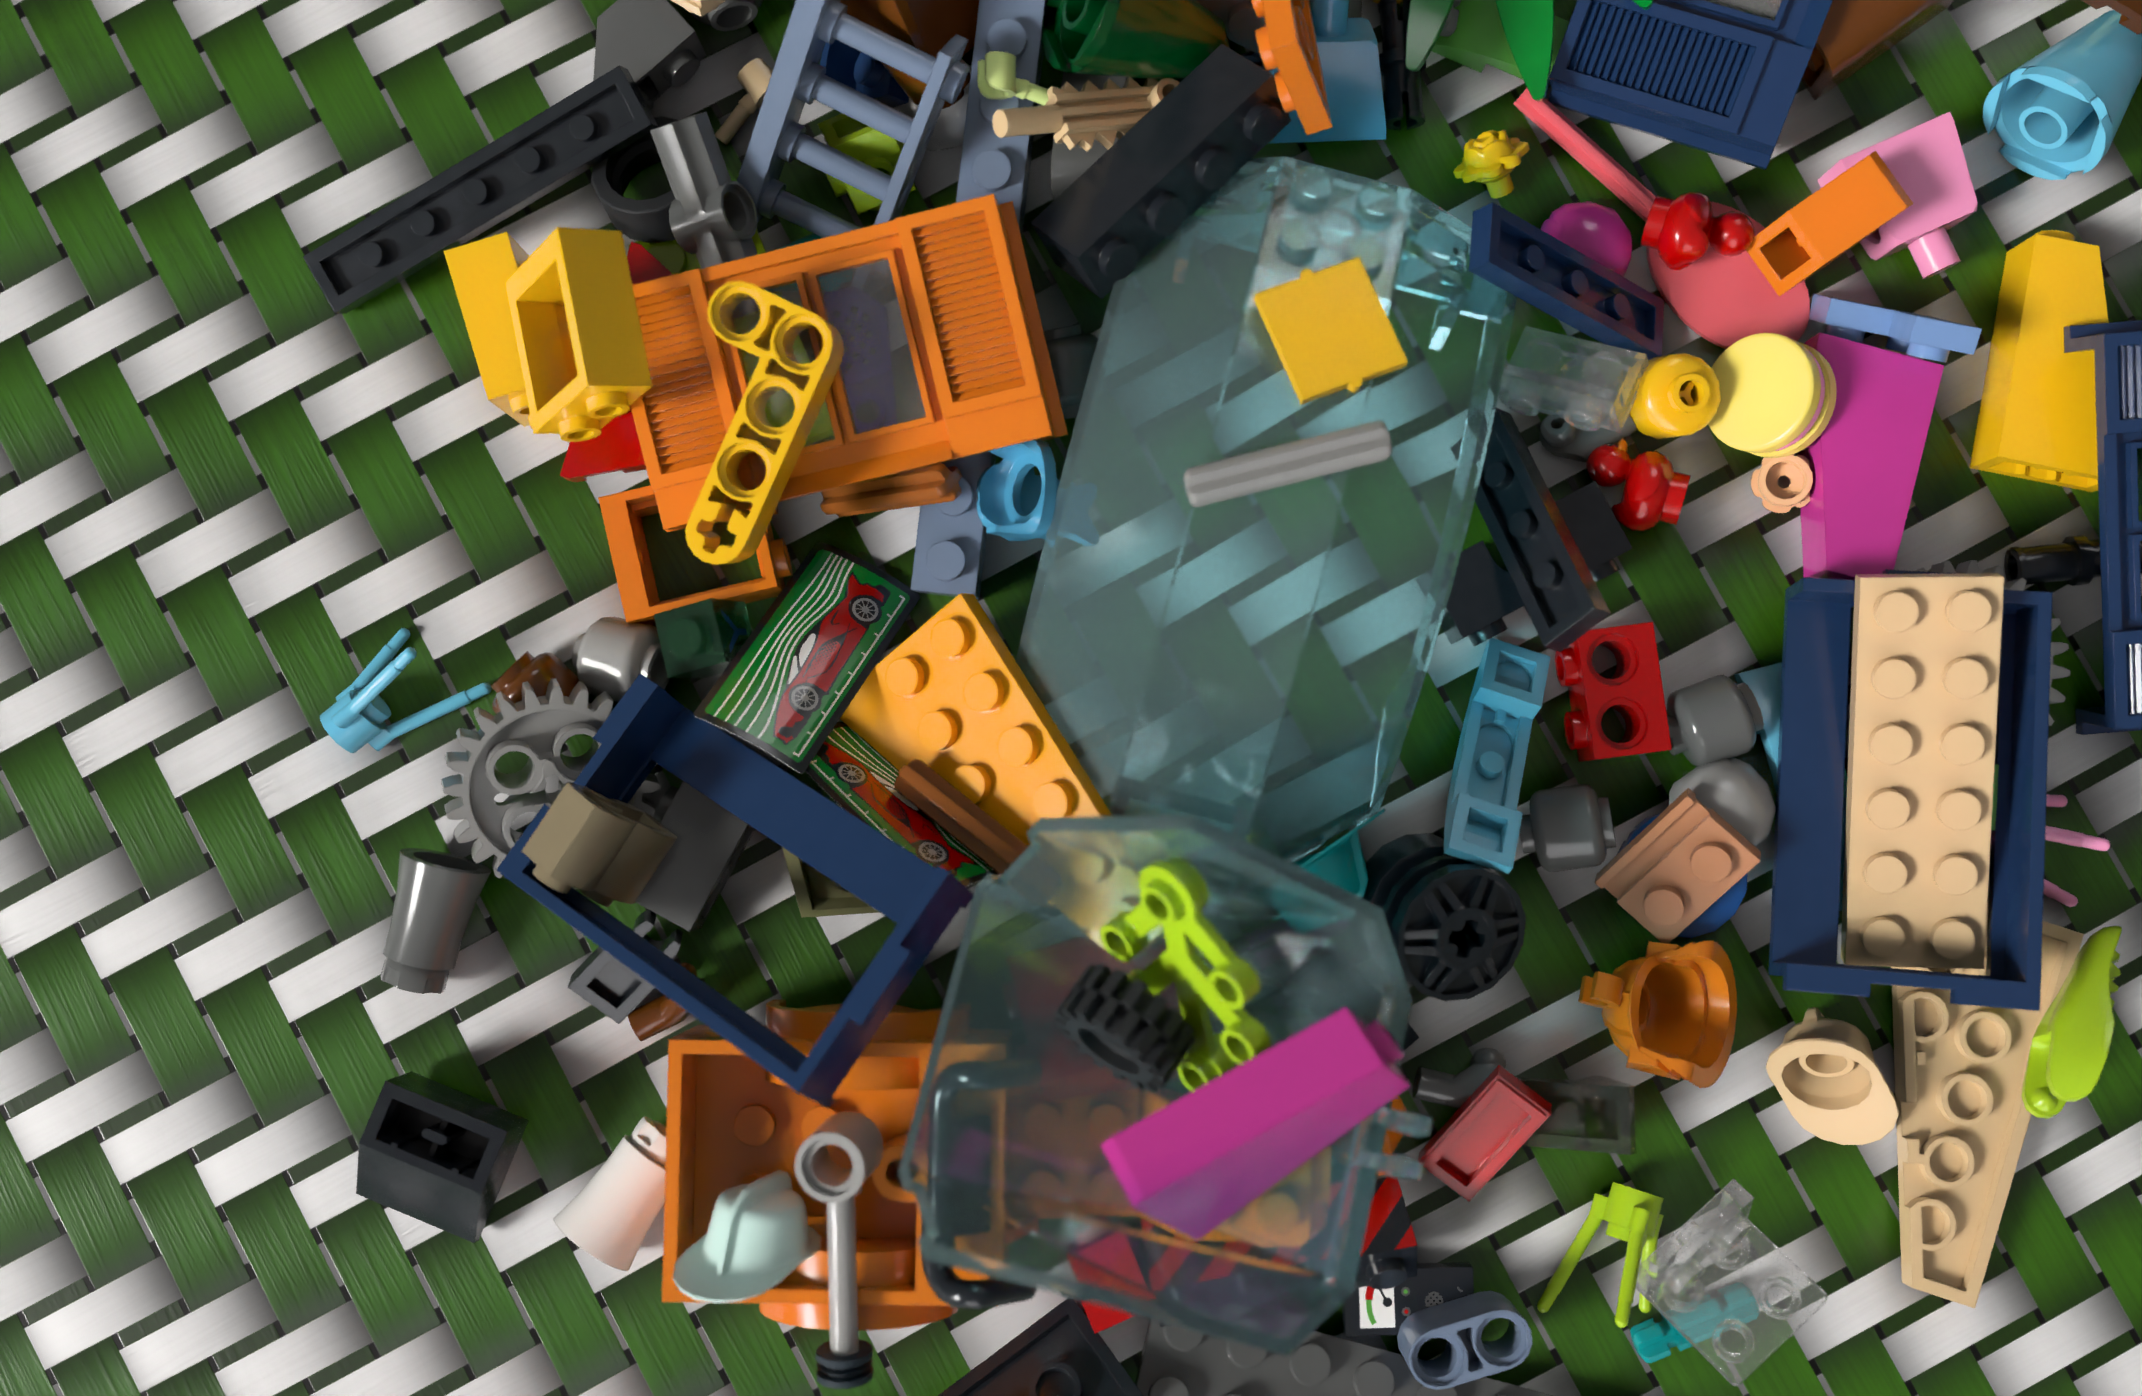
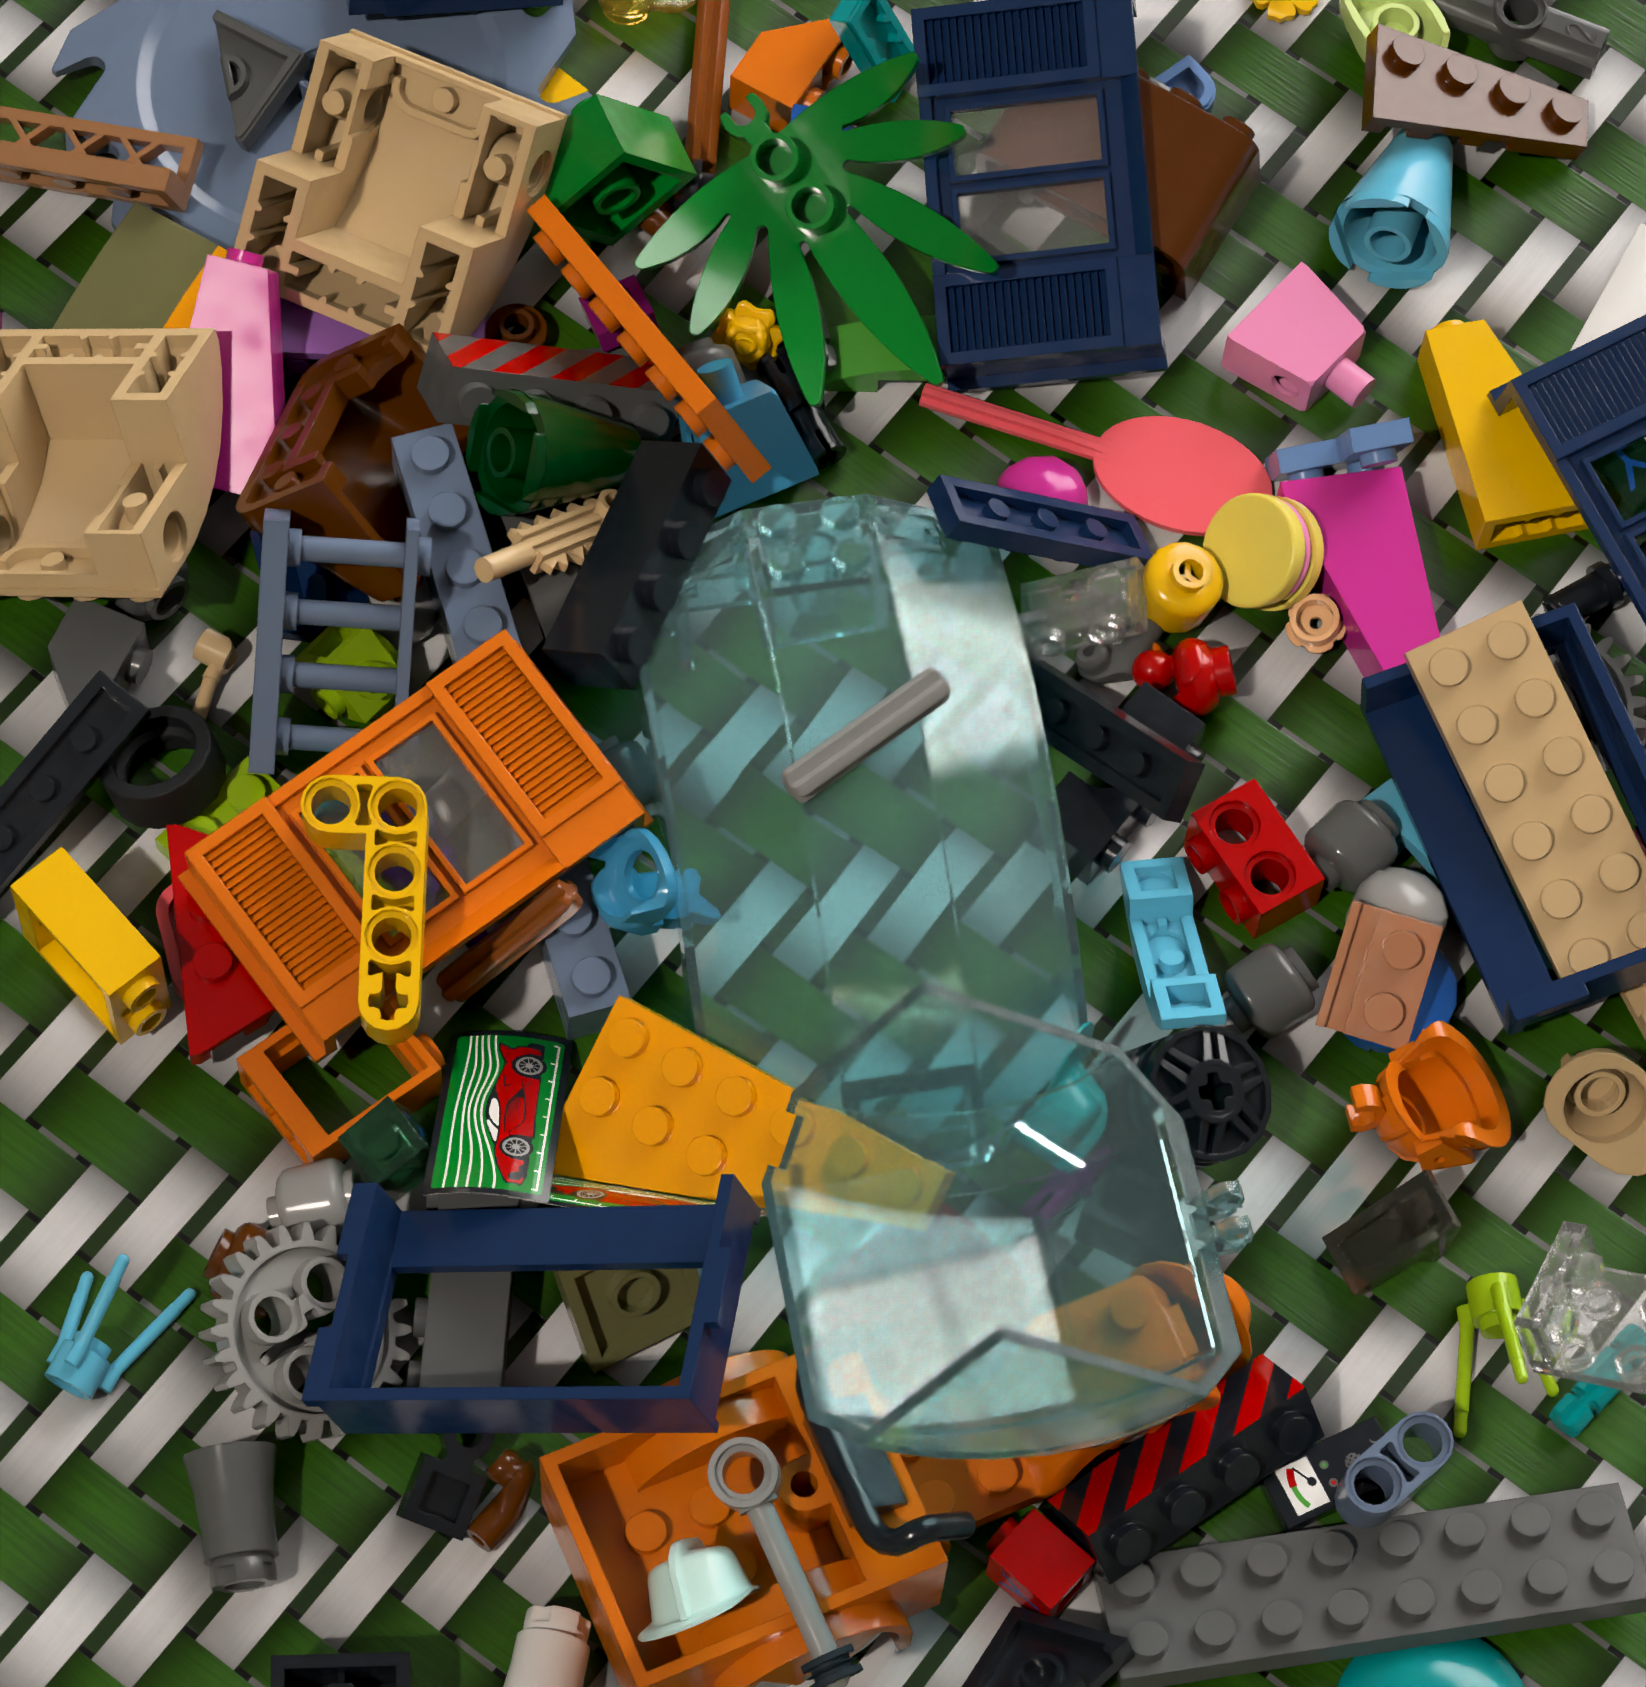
camera: 30 degrees left, 20 degrees down
(578, 332) = (180, 828): yellow window -> none
(597, 846) = (386, 1337): dark tan brick -> none
(709, 210) = (236, 756): dark grey piece -> none
(959, 816) = (693, 1178): dark orange axle -> none
(999, 80) = (459, 545): yellowish green hand -> none
(1125, 1027) = (953, 1213): black tyre -> none
(1174, 897) = (1035, 1249): lime plant -> none
(1255, 1123) = (1098, 1241): dark pink slope -> none
(1330, 330) = (850, 621): yellow piece -> none
(1456, 1089) = (1292, 1260): dark grey arm -> none
(1484, 1133) = (1325, 1288): red tile -> none
(1491, 160) = (921, 456): yellow plant -> none
(1686, 227) = (1122, 444): red animal -> none
(1828, 223) = (1241, 392): orange slope -> none

